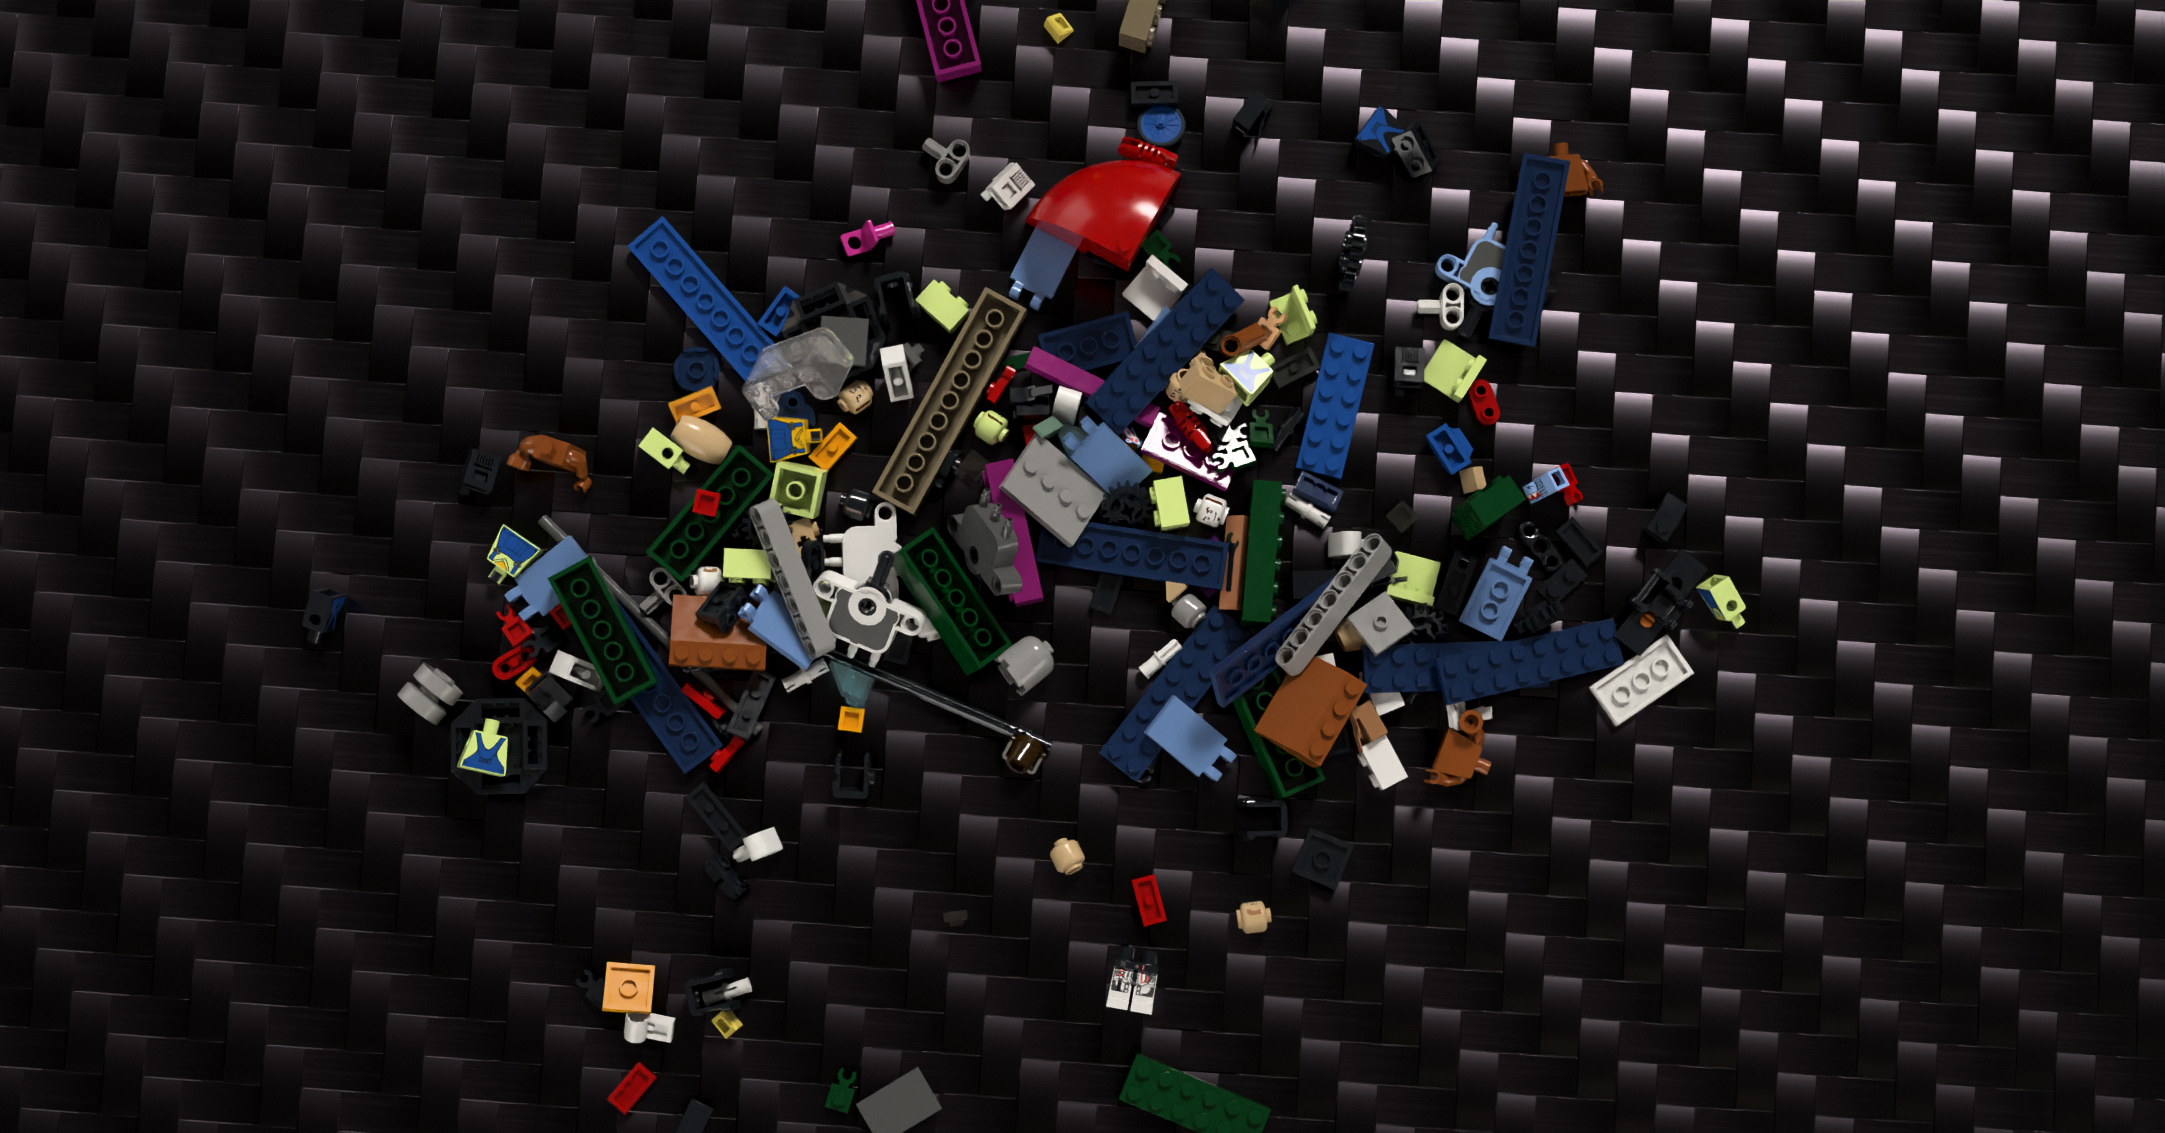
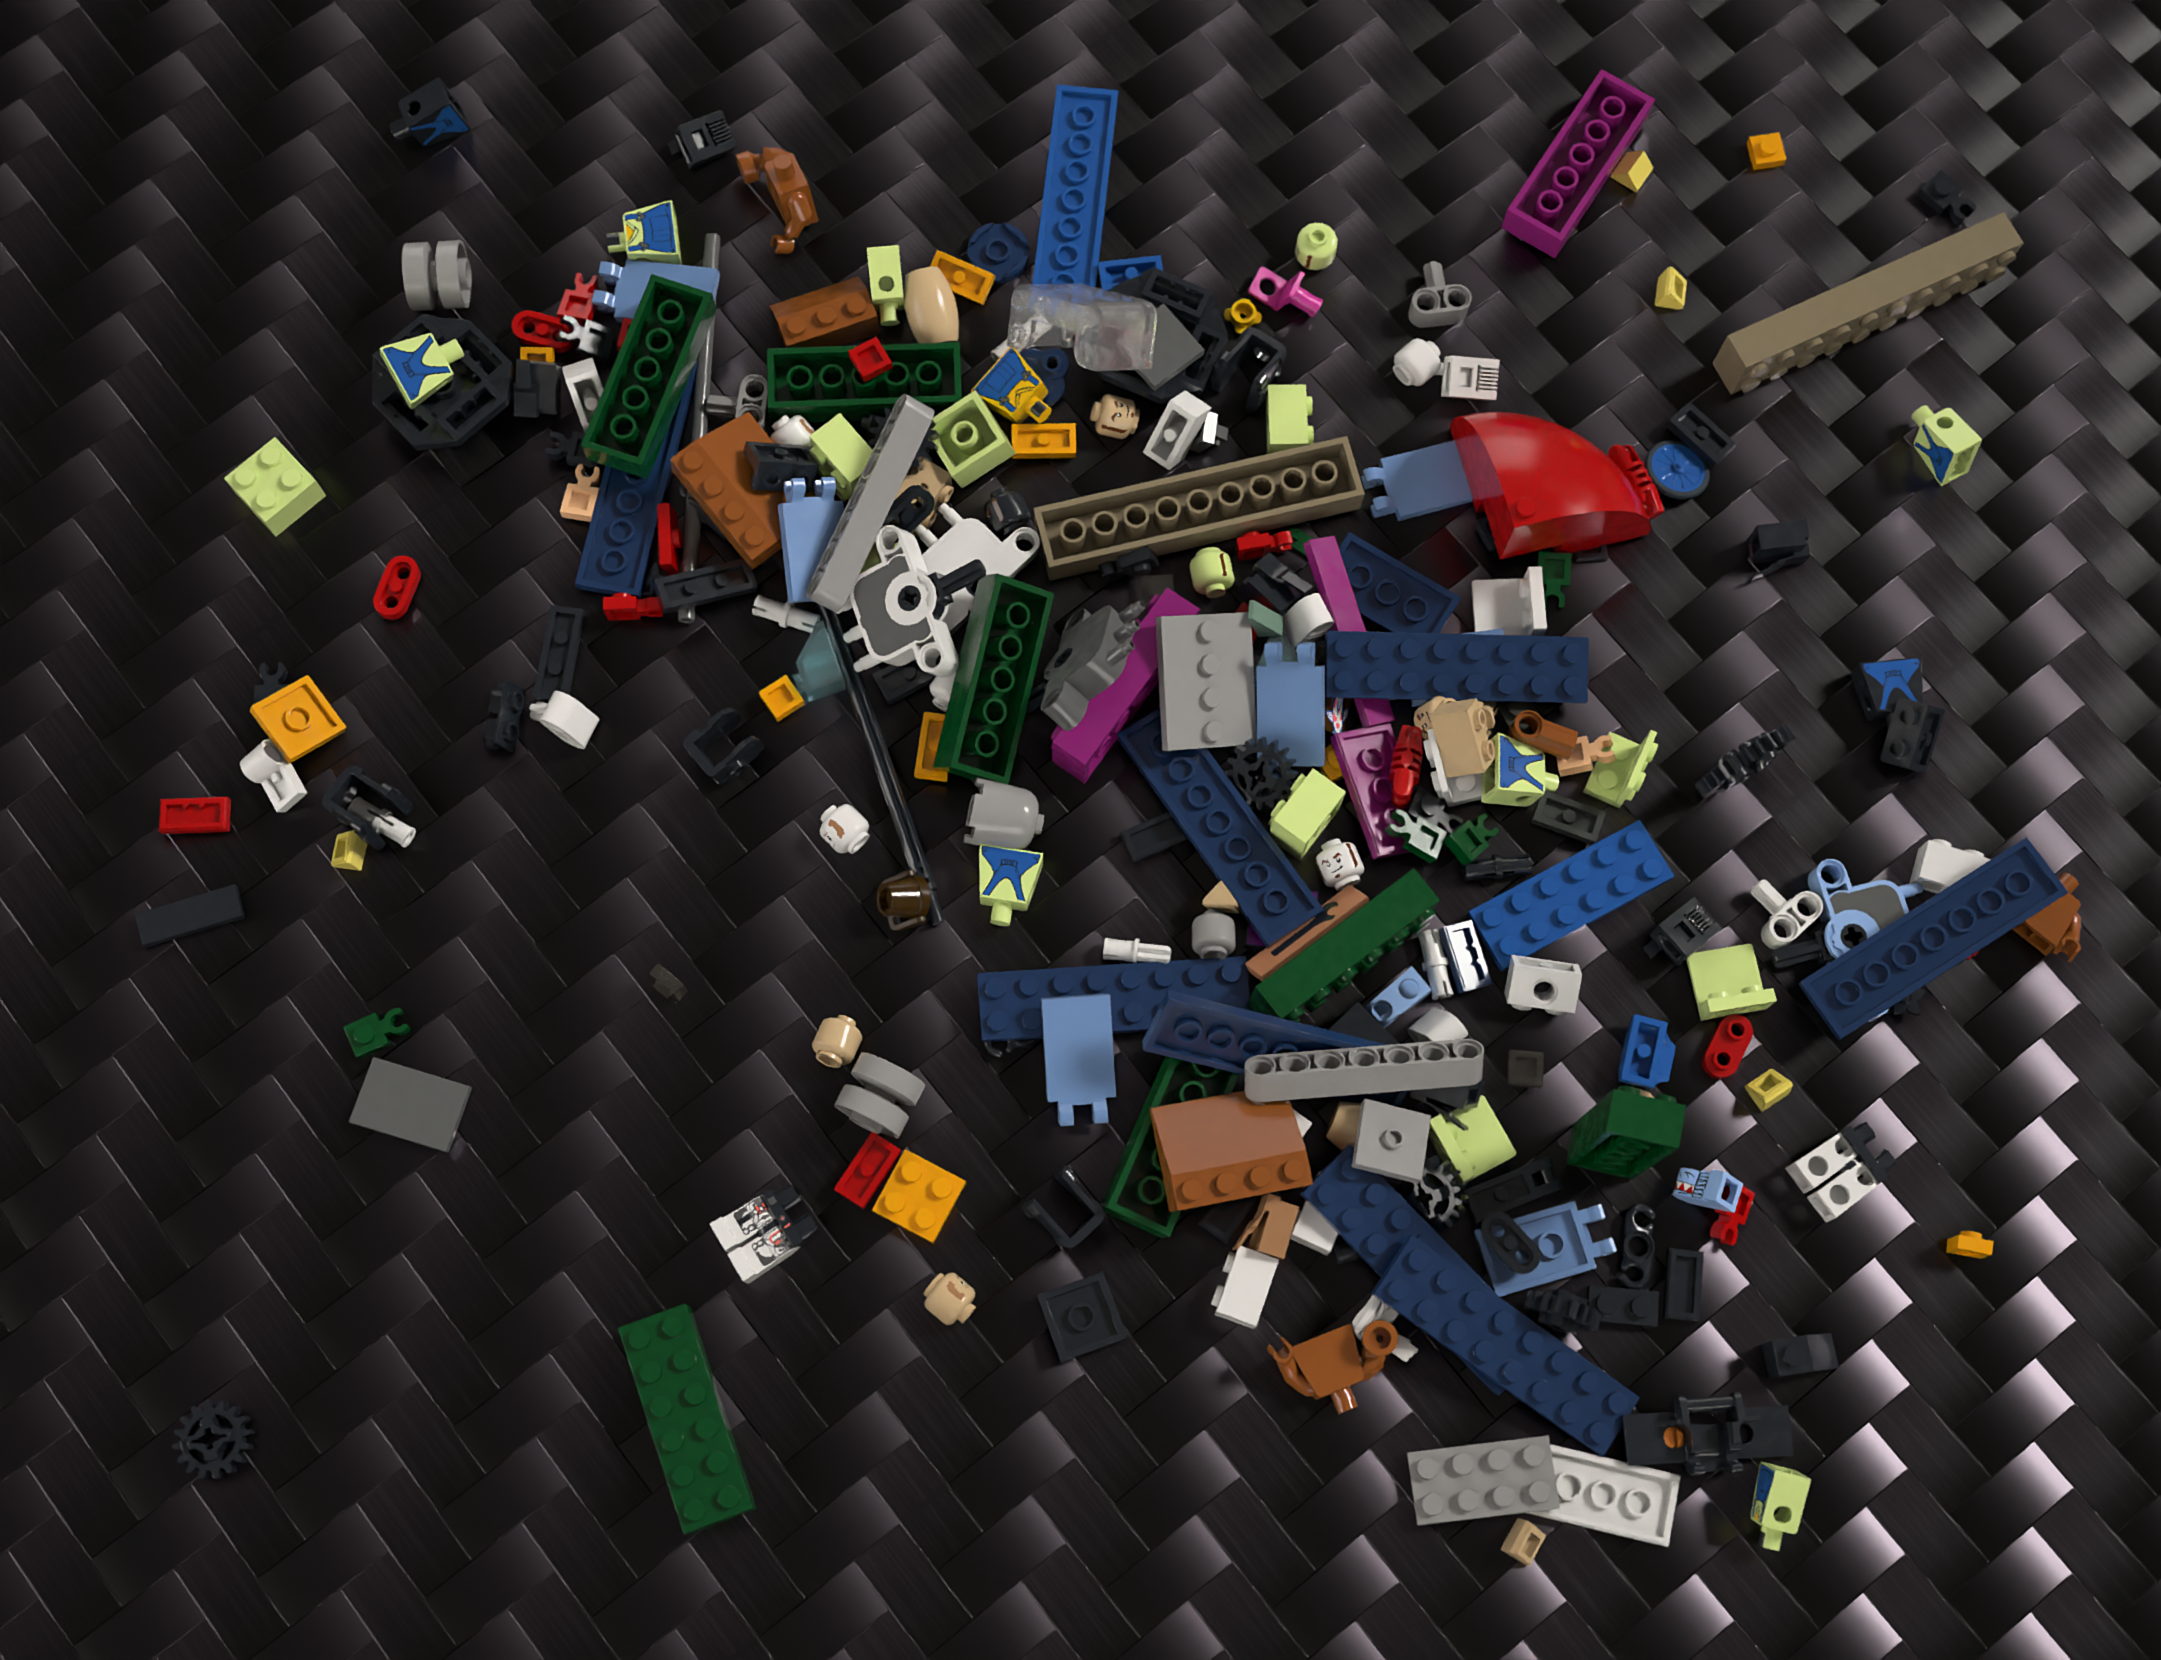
camera: 45 degrees right, 10 degrees down
(476, 888) = (275, 486): none -> yellowish green brick
(597, 871) = (396, 589): none -> red plate
(636, 726) = (581, 497): none -> light nougat plate
(649, 500) = (827, 316): none -> dark orange slope
(856, 266) = (1244, 307): none -> yellow plate
(857, 195) = (1316, 246): none -> yellowish green head
(950, 665) = (927, 748): none -> light orange plate
(955, 750) = (844, 828): none -> white head
(974, 205) = (1417, 362): none -> white head
(1061, 691) = (1007, 880): none -> torso
(1120, 867) = (875, 1104): none -> light grey wheel
(1185, 885) = (919, 1196): none -> light orange plate
(1308, 547) = (1398, 997): none -> light blue leg
(1356, 467) = (1527, 972): none -> white brick
(1481, 610) = (1511, 1242): none -> black plate
(1497, 202) = (1942, 865): none -> white brick
(1523, 403) = (1768, 1089): none -> light yellow slope
(1582, 733) = (1483, 1480): none -> light grey plate
(1596, 403) = (1851, 1162): none -> white hips
(1628, 741) = (1523, 1541): none -> tan slope
(1689, 381) = (1970, 1245): none -> light orange plate

